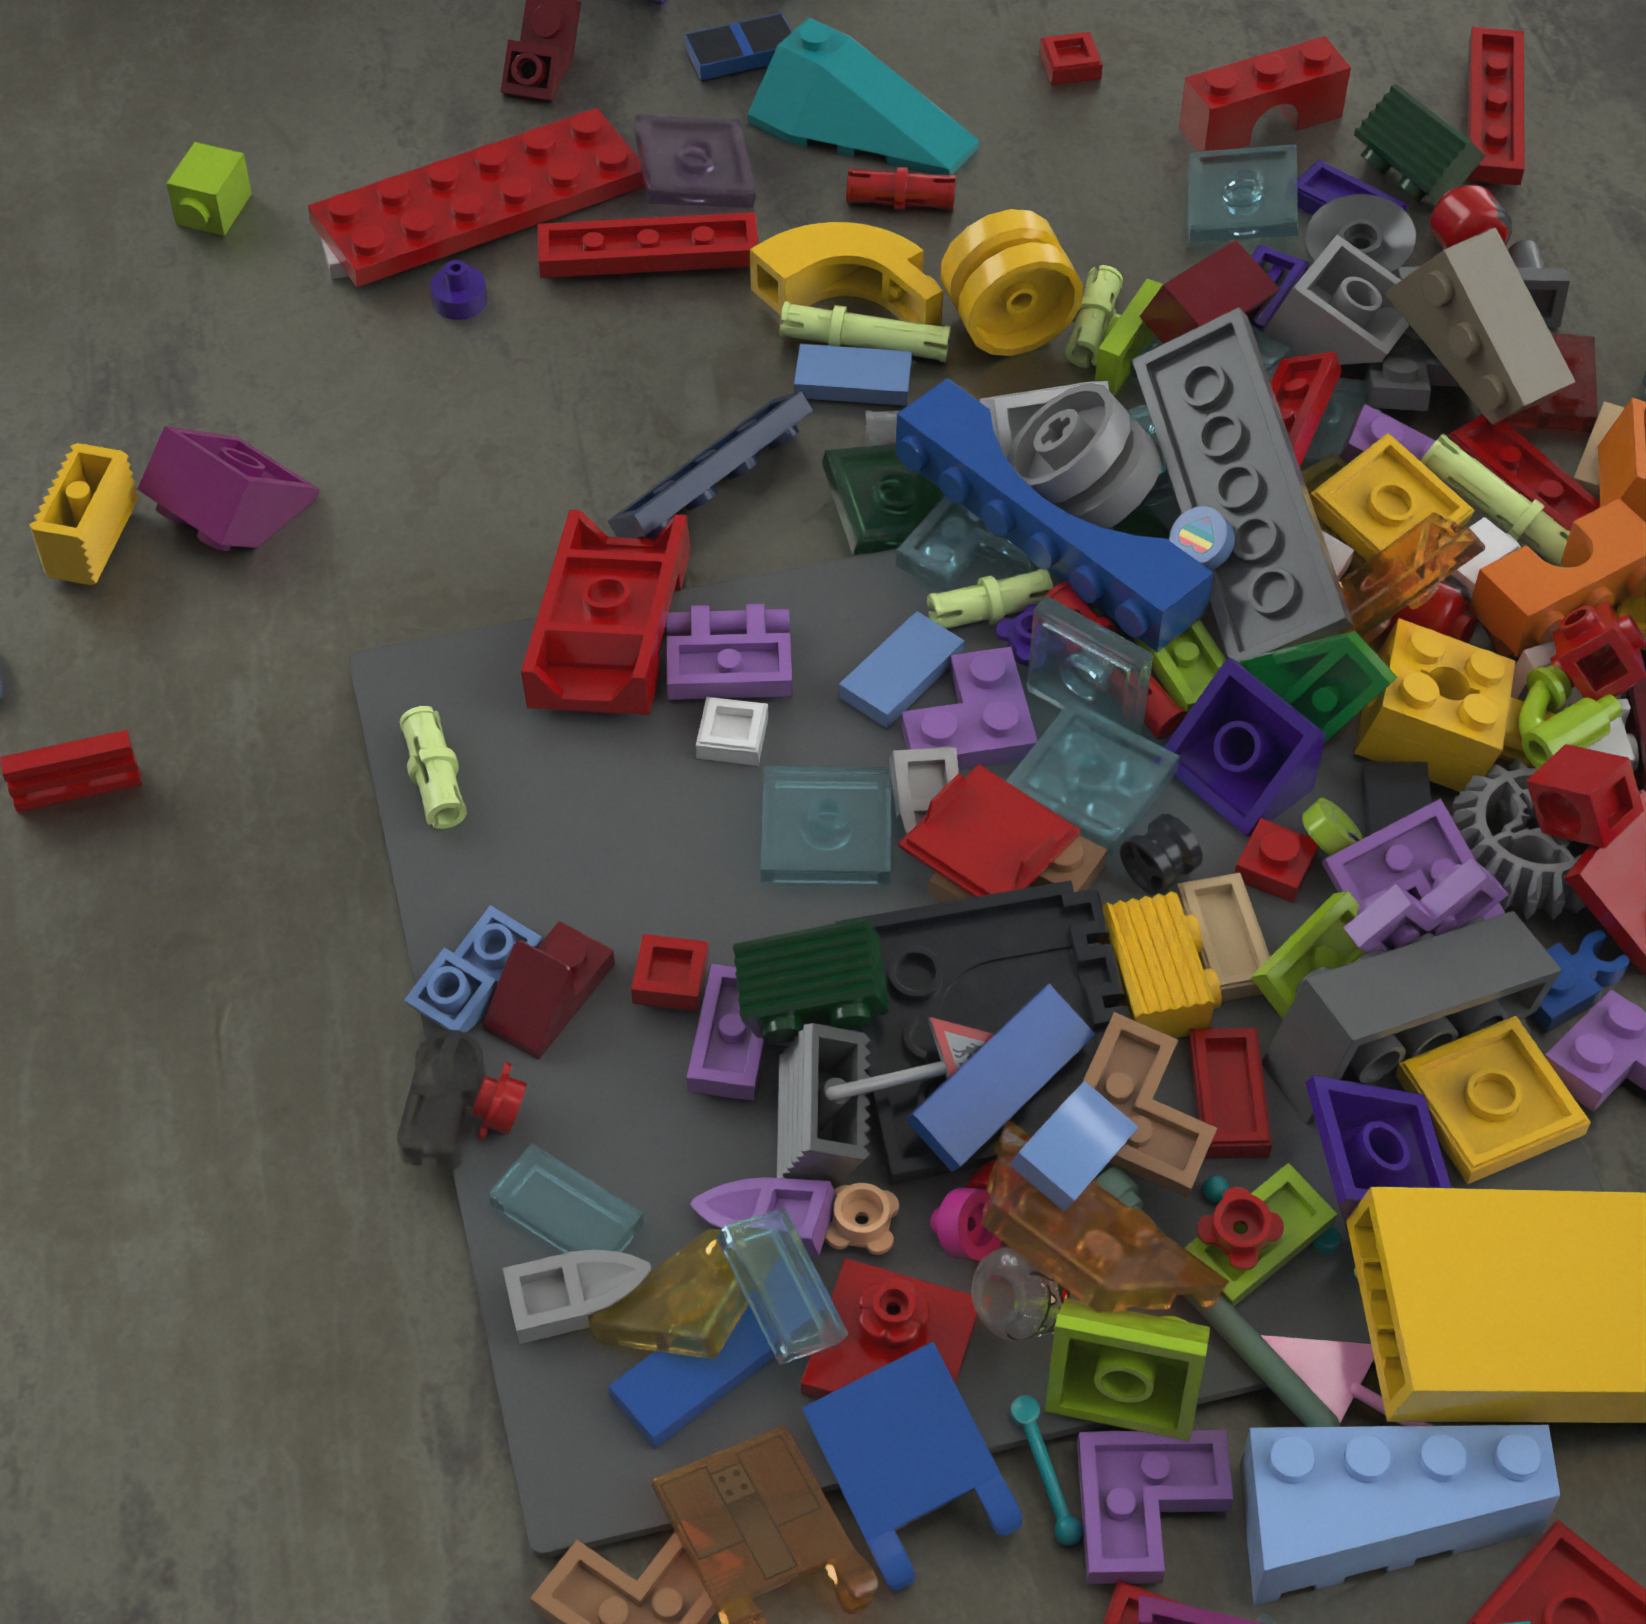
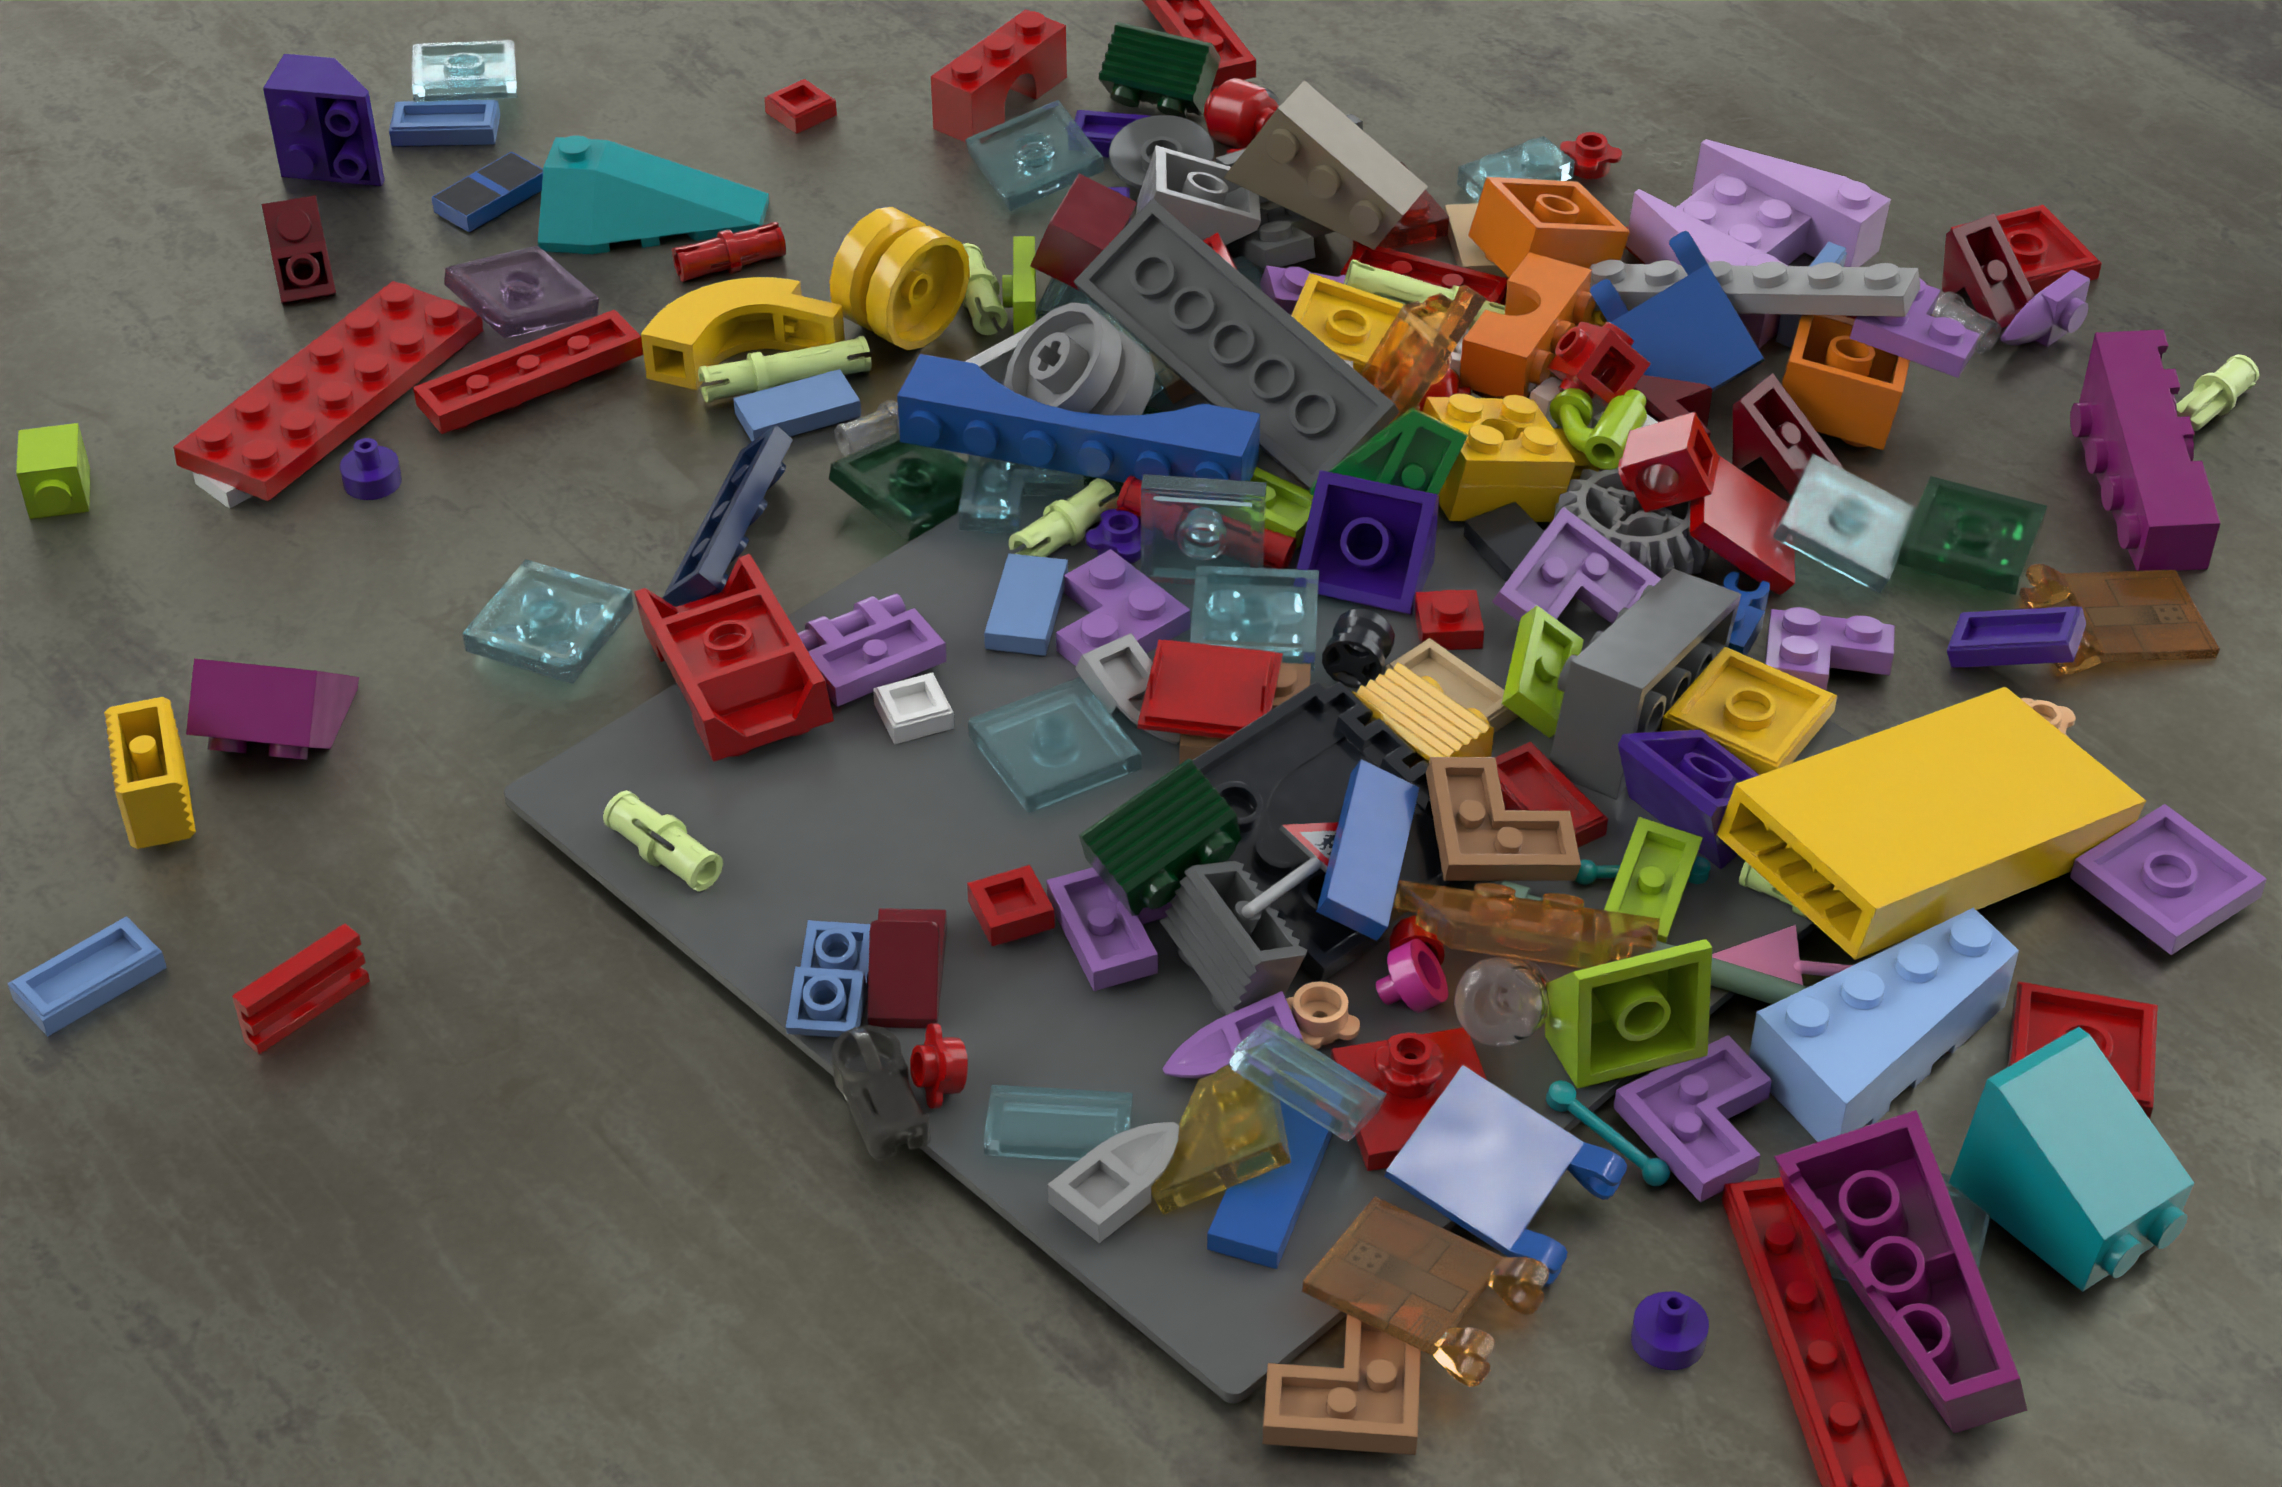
camera: 30 degrees left, 10 degrees down
(496, 503) = (548, 621): none -> clear light blue plate
(1073, 1146) = (1483, 859): medium blue slope -> none
(1204, 536) = (1229, 388): medium blue tile -> none
(1240, 1207) = (1641, 860): red plate -> none
(1330, 826) = (1477, 575): lime tile -> none
(1397, 918) = (1607, 590): medium lavender plate -> none

